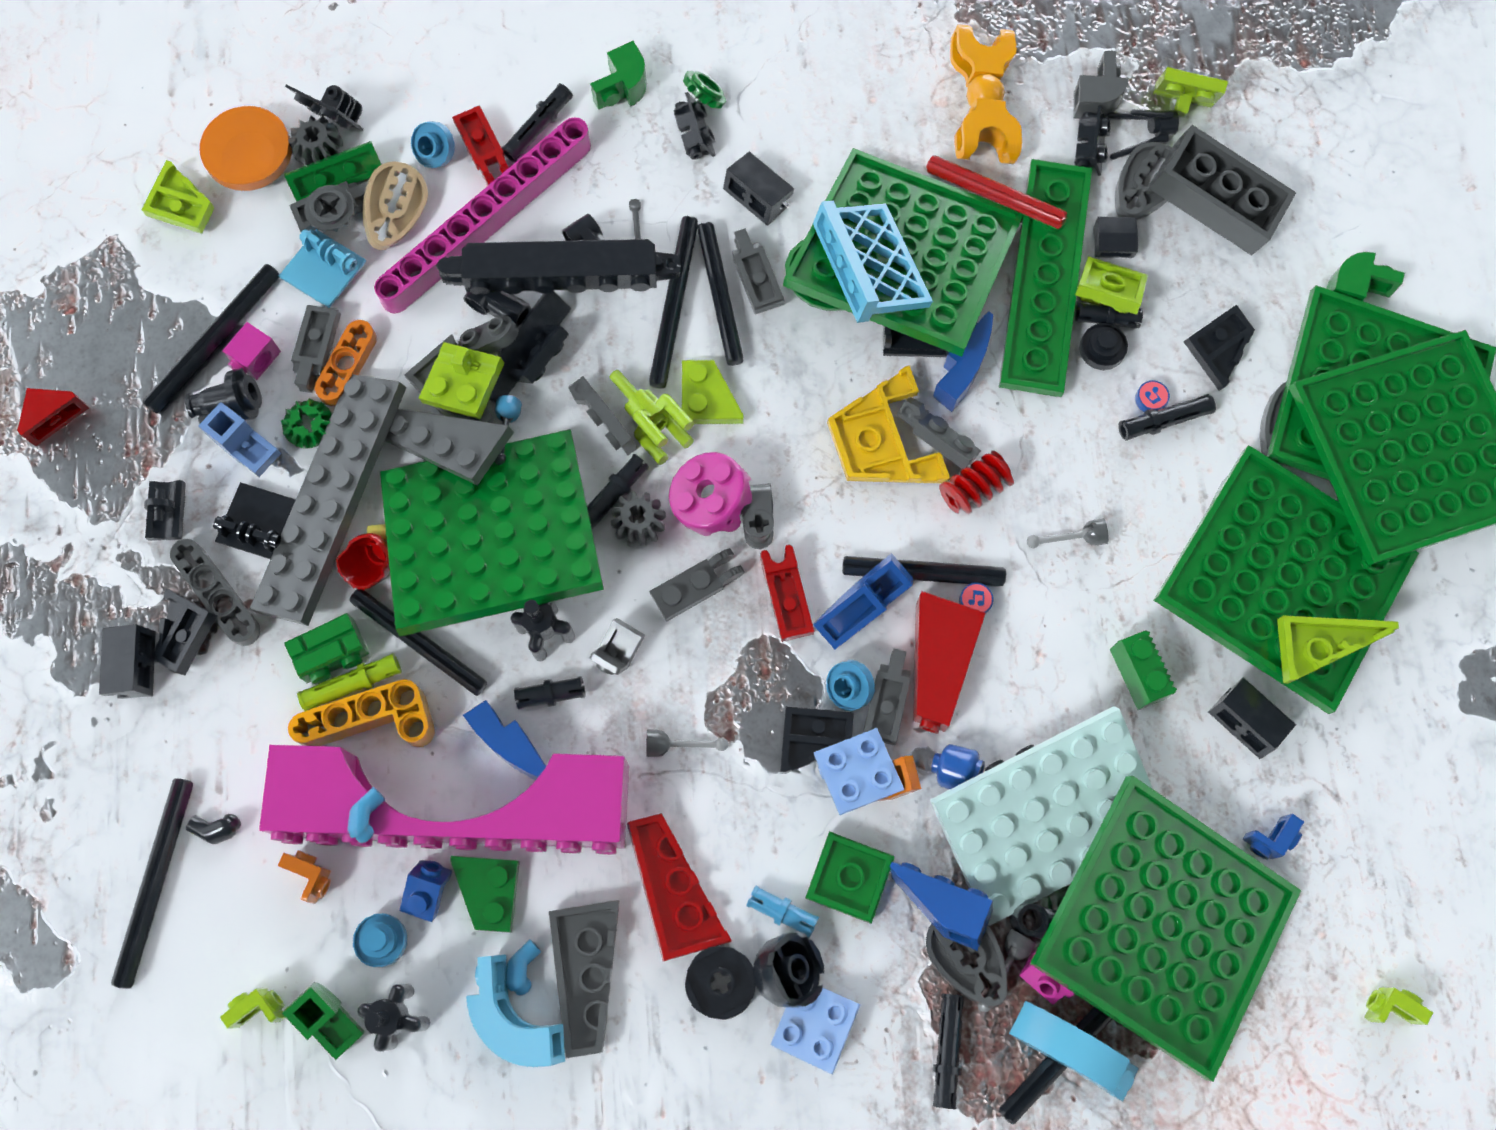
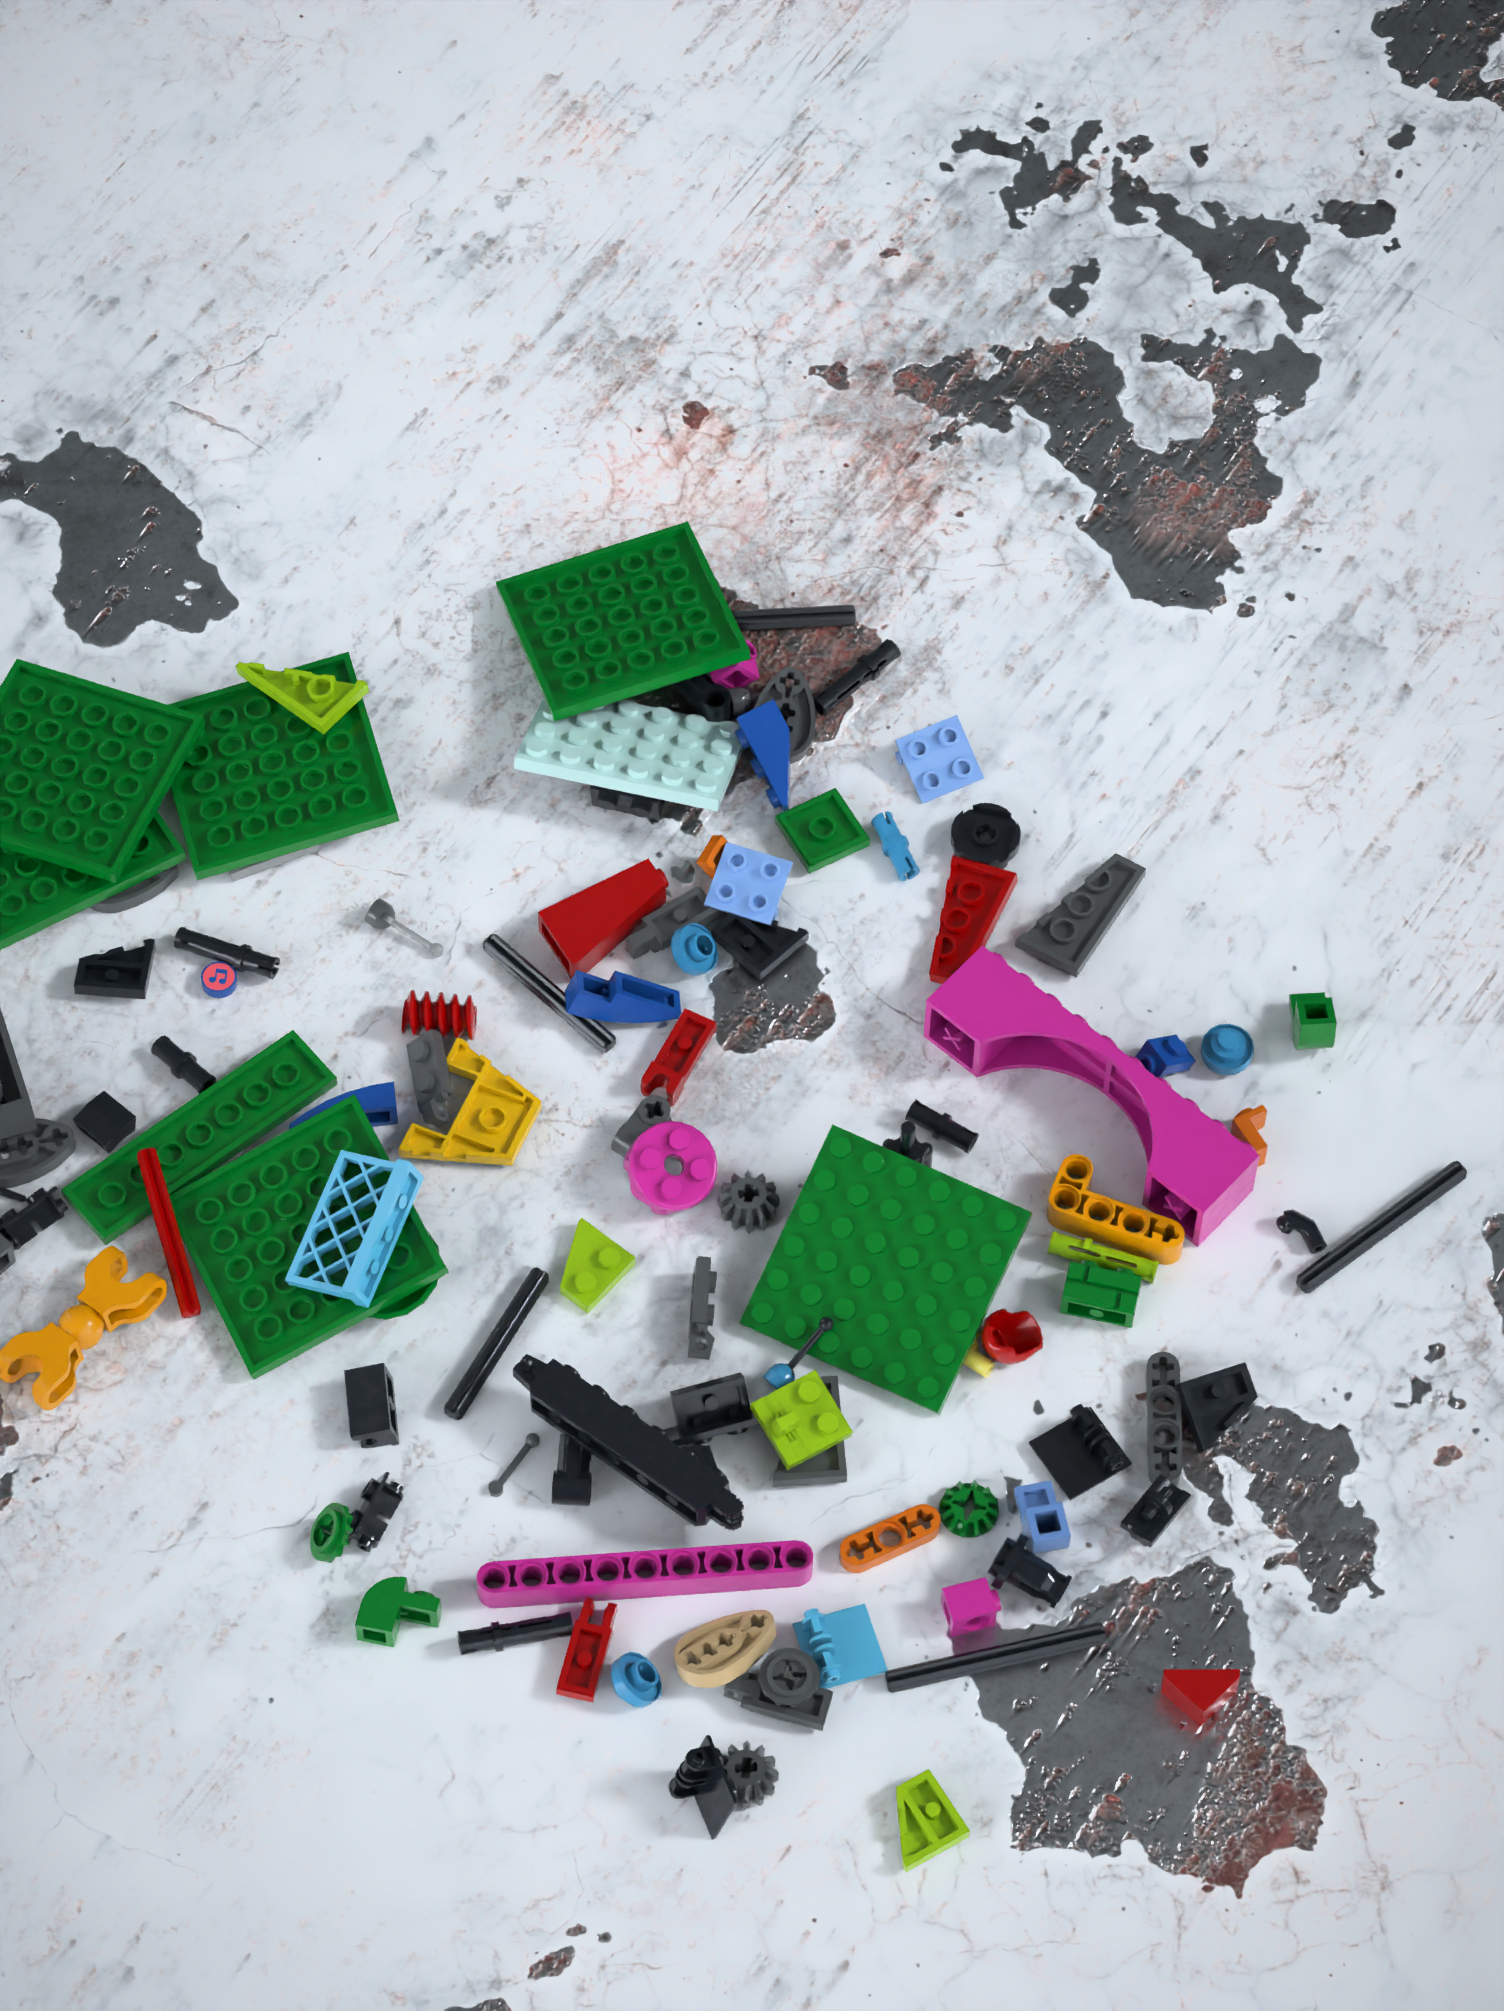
camera: 140 degrees left, 15 degrees down
(127, 661) = (1282, 1411): black hinge -> none
(245, 148) = (818, 1818): orange piece -> none
(248, 1005) = (1364, 1075): lime bracket -> none
(314, 345) = (905, 1572): dark grey hinge -> none
(328, 499) = (999, 1418): plate -> none
(349, 166) = (758, 1730): green plate -> none
(360, 813) = (1168, 1101): dark azure arm -> none
(391, 1017) = (1259, 974): black plant -> none
(420, 643) = (1022, 1259): black axle -> none
(450, 442) = (856, 1367): dark grey wing -> none
(488, 891) = (1118, 1017): green wing -> none
(491, 335) = (744, 1450): dark grey plate -> none
(501, 1026) = (1177, 910): medium azure arch -> none
(506, 741) = (1008, 1109): blue slope -> none
(517, 968) = (1134, 956): dark azure arm -> none
(617, 648) = (858, 1116): bracket -> none
(619, 485) = (739, 1243): black pin -> none
(652, 416) = (660, 1273): lime plant -> none
(658, 743) = (886, 1026): hinge -> none
(673, 305) = (564, 1353): black axle -> none
(694, 585) = (746, 1122): dark grey hinge -> none
(756, 274) = (449, 1332): dark grey hinge -> none
(789, 971) = (930, 798): black cylinder -> none
(956, 766) = (667, 835): blue head -> none
(977, 597) = (529, 941): coral tile -> none
(1075, 1050) = (769, 609): medium azure arch -> none
(1103, 346) = (217, 1043): black plate -> none
(1111, 286) = (159, 1077): lime hinge -> none
(1142, 670) = (454, 793): green brick -> none
(1252, 718) = (406, 705): black hinge -> none
(1282, 838) = (475, 621): blue bracket -> none
(1402, 1003) = (509, 481): lime bracket -> none

